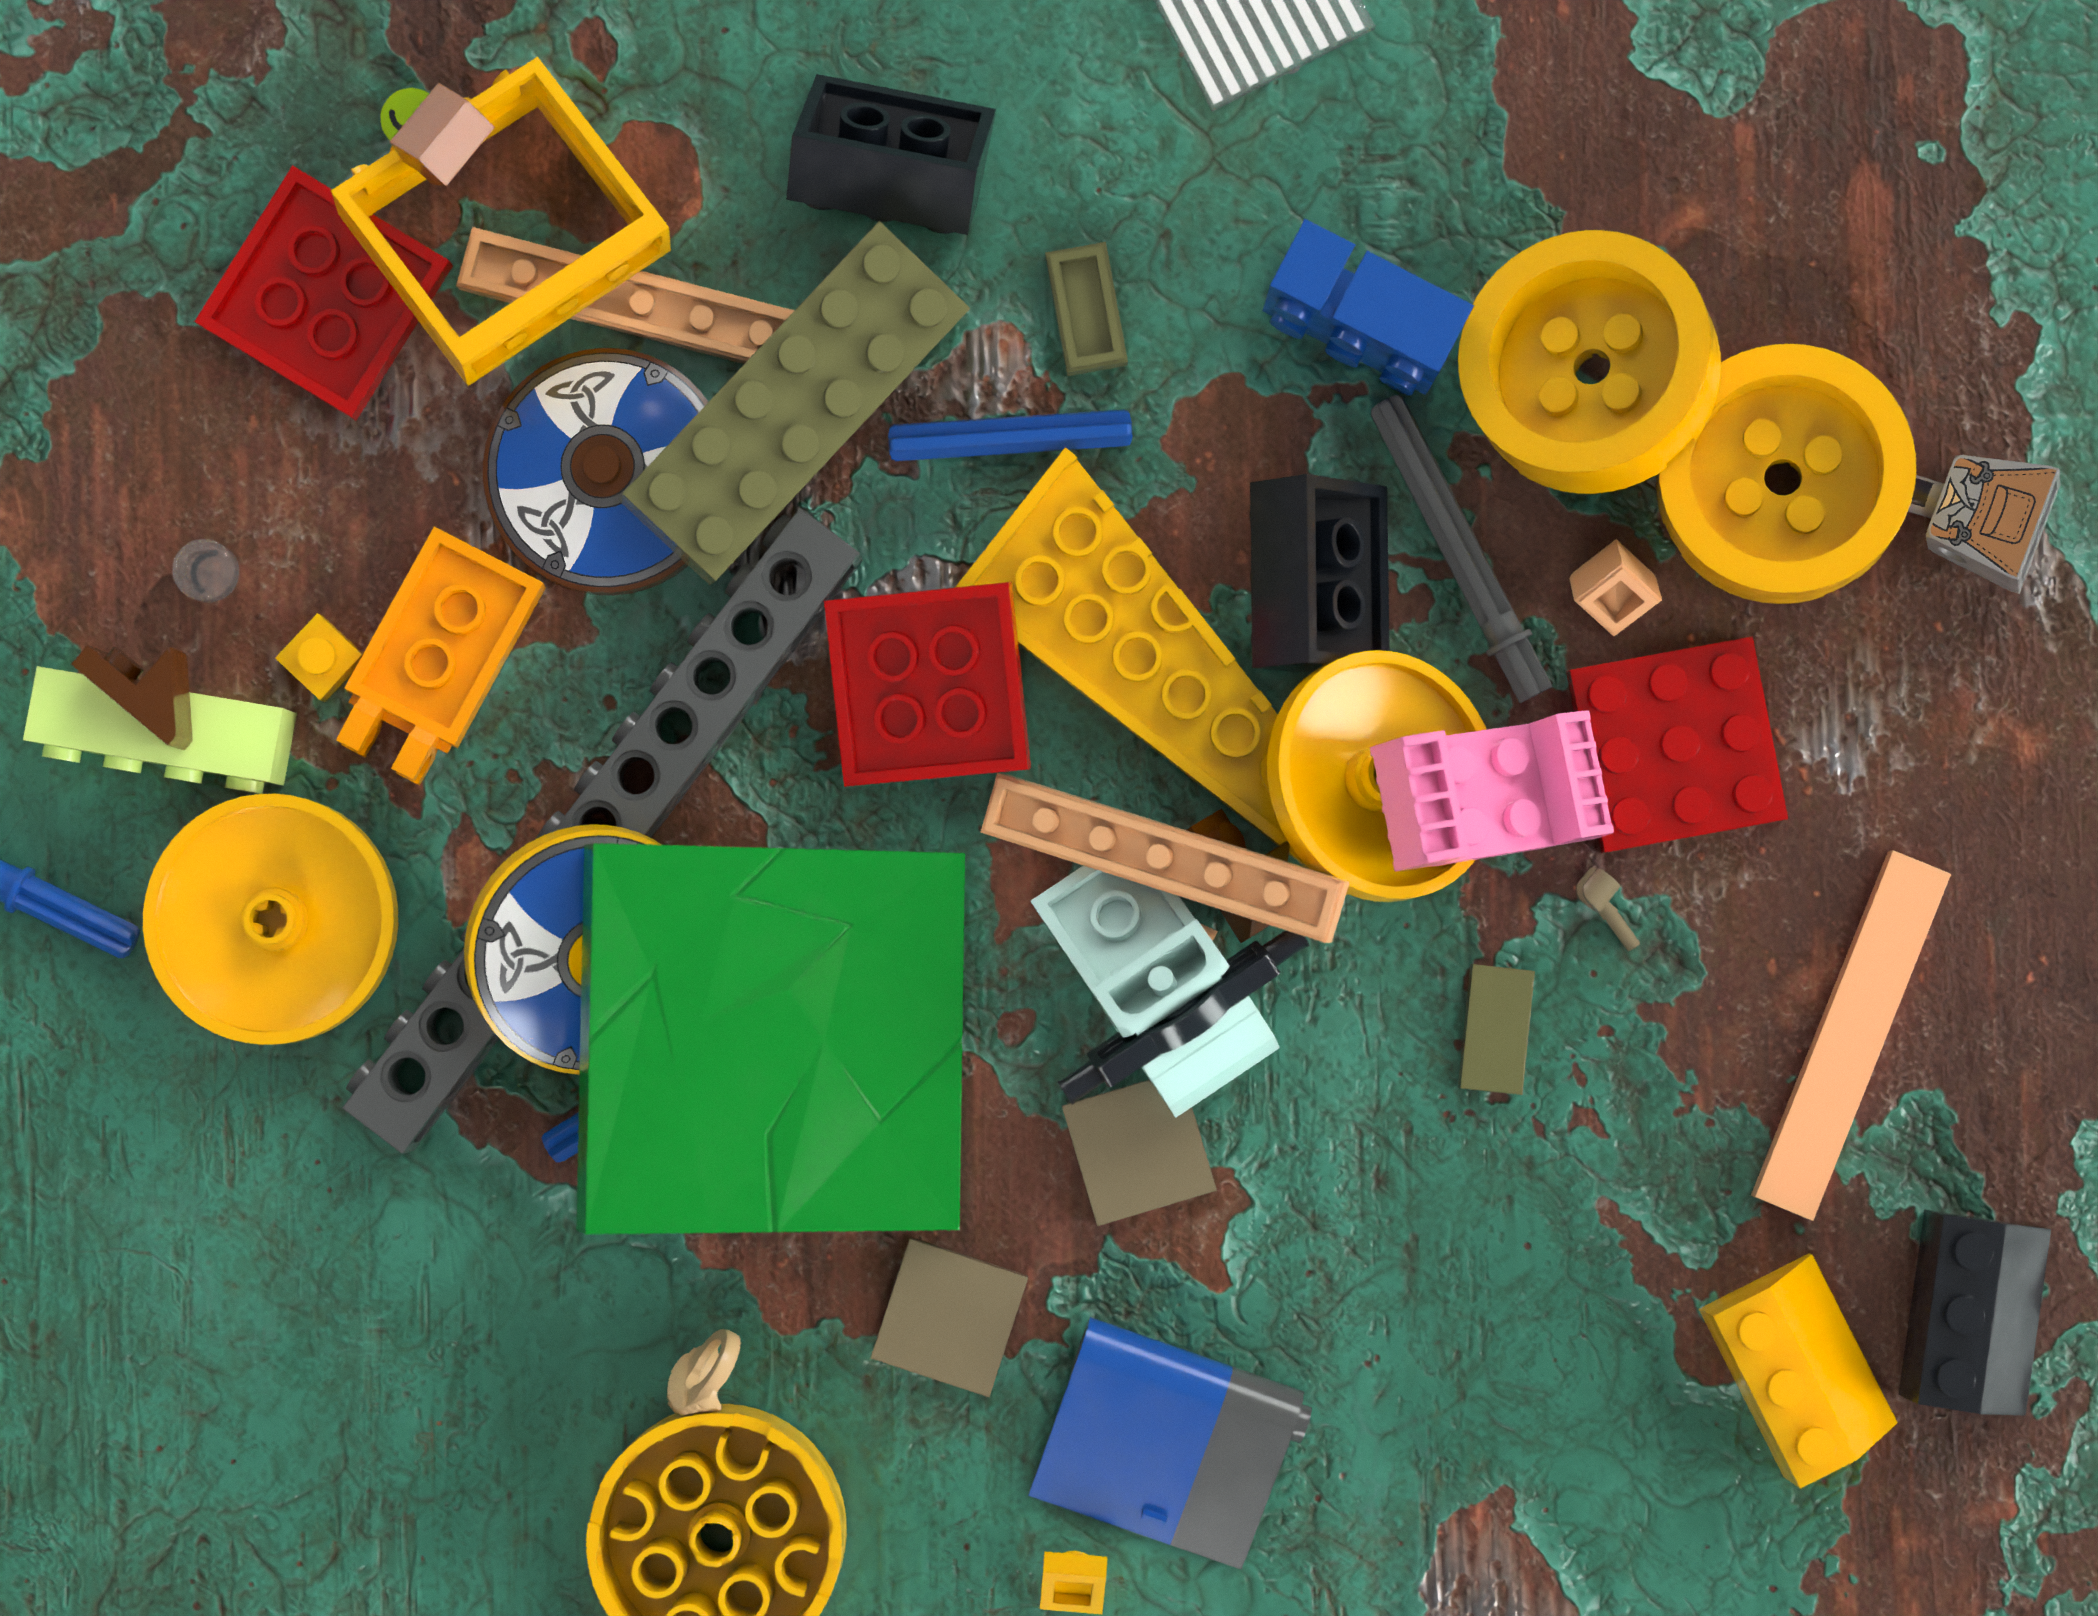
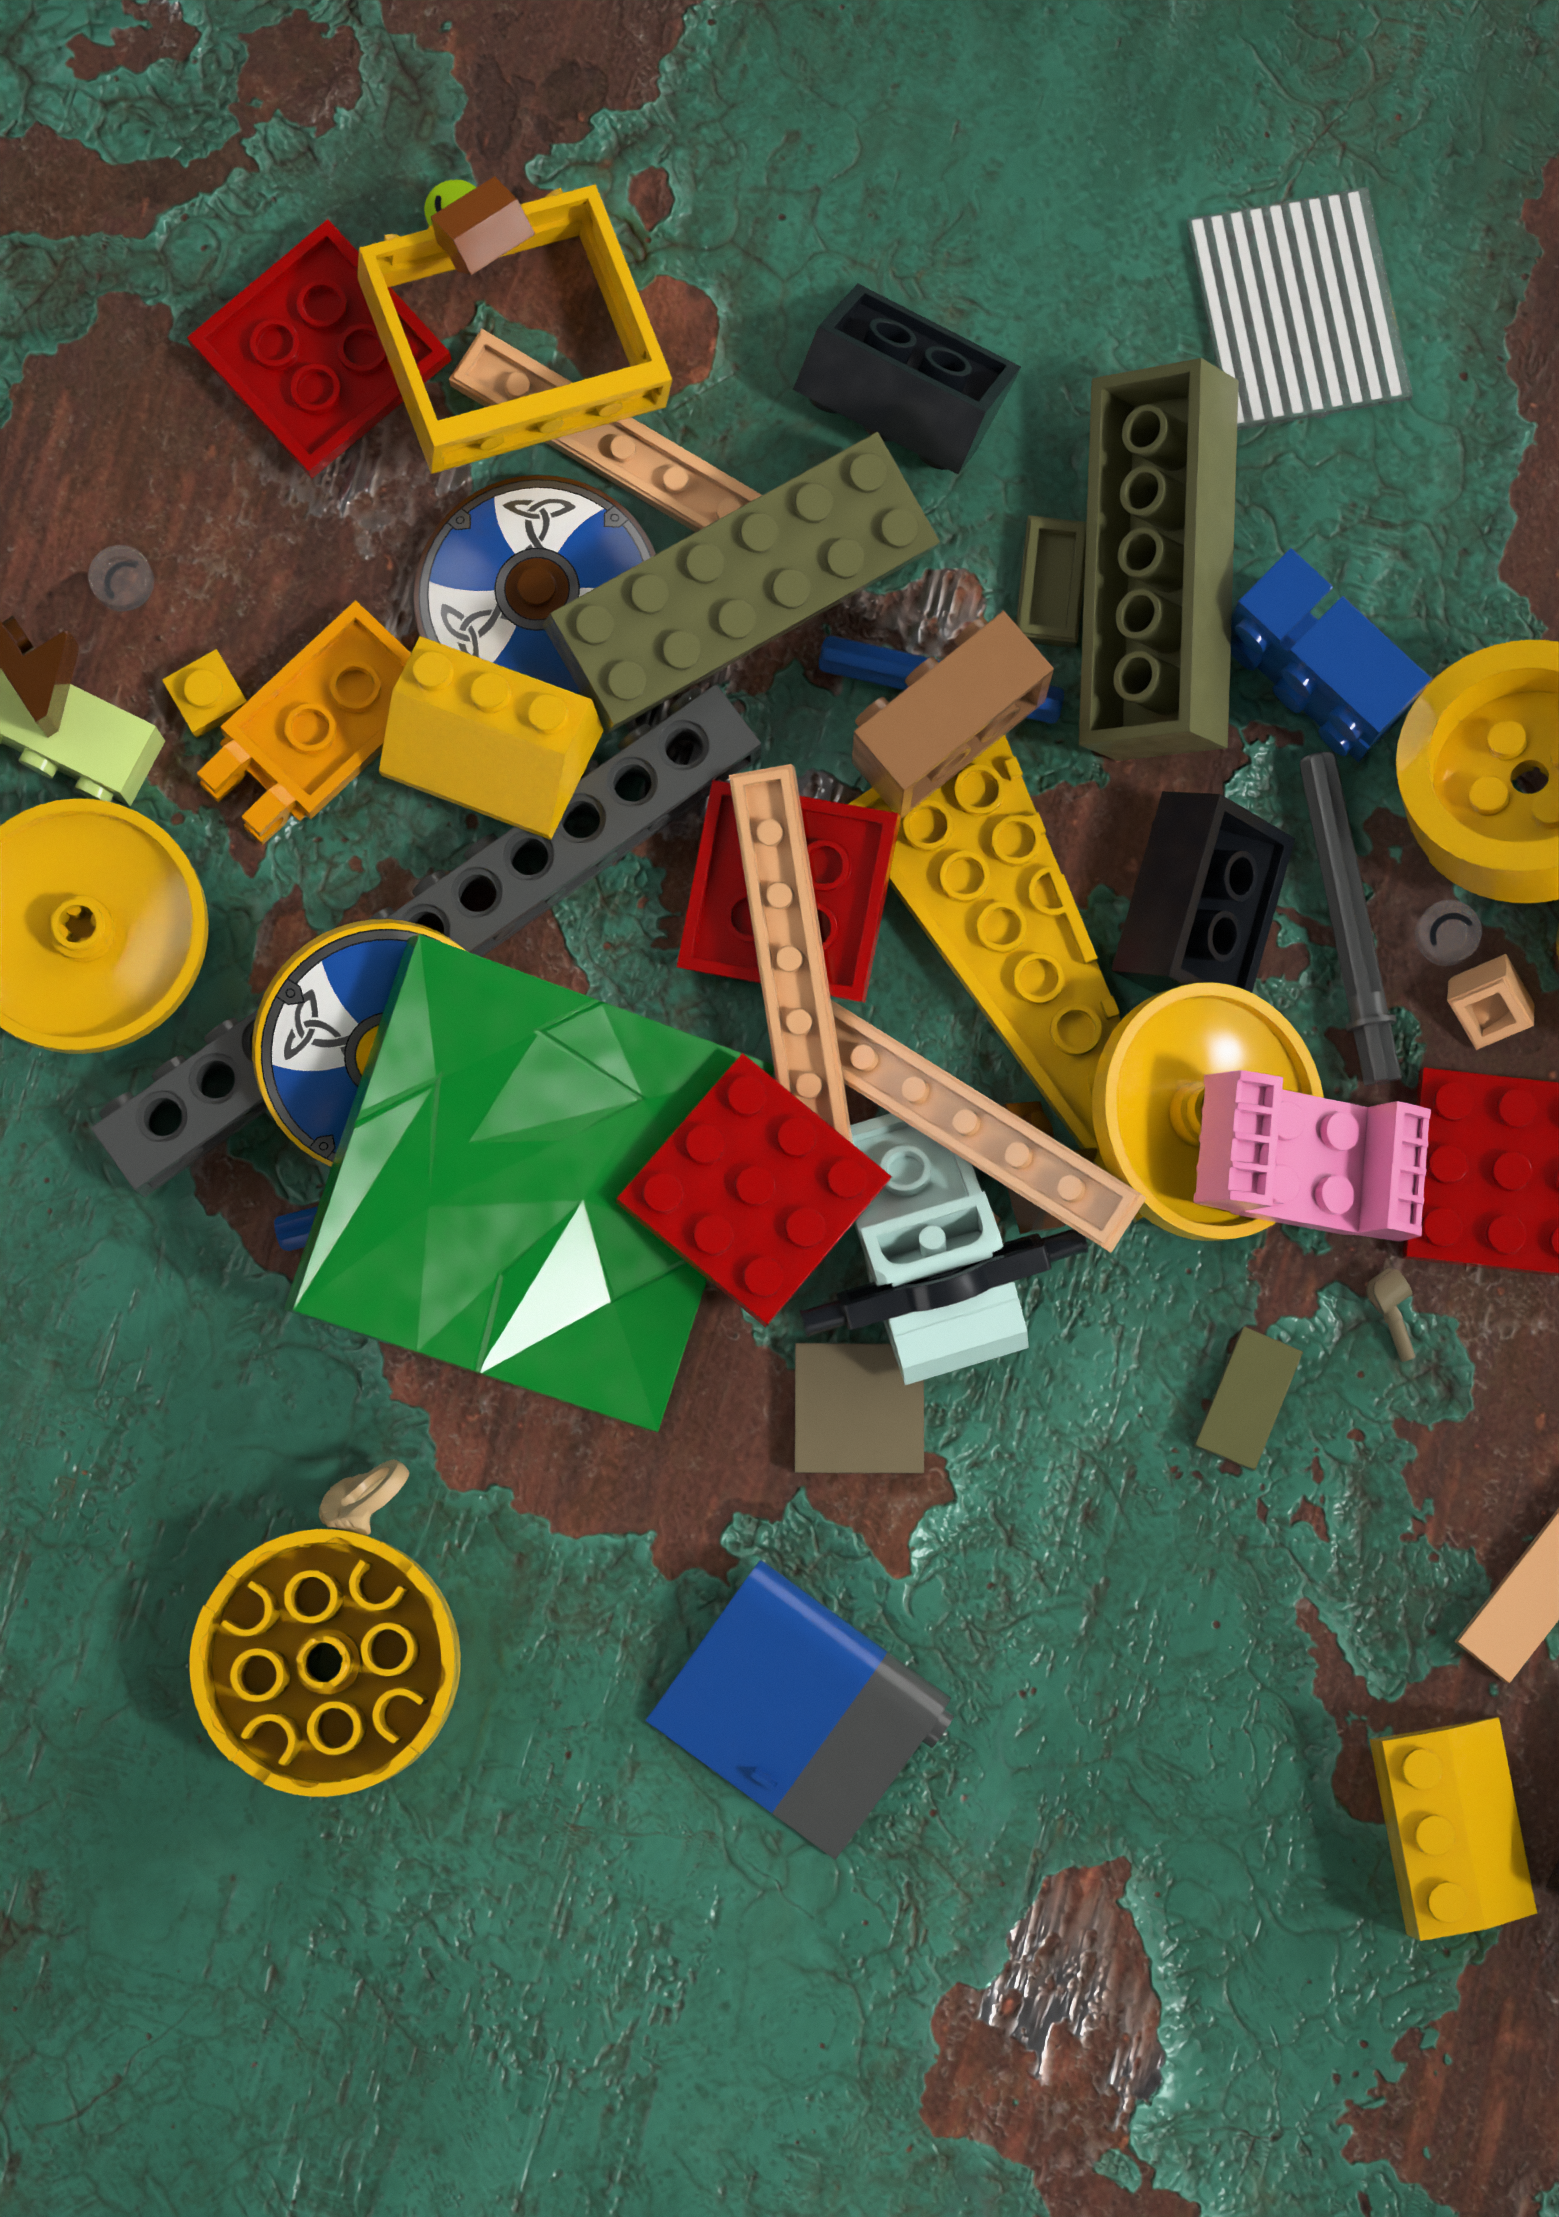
camera: 10 degrees right, 5 degrees down
(599, 626) = (487, 737): none -> yellow slope
(949, 749) = (789, 941): none -> light nougat tile
(949, 1317) = (621, 1519): dark tan tile -> none
(980, 980) = (753, 1189): none -> red plate
(1028, 472) = (950, 712): none -> medium nougat brick
(1073, 1582) = (664, 1819): yellow plate -> none
(1182, 263) = (1159, 561): none -> olive brick
(1556, 533) = (1448, 932): none -> clear tile

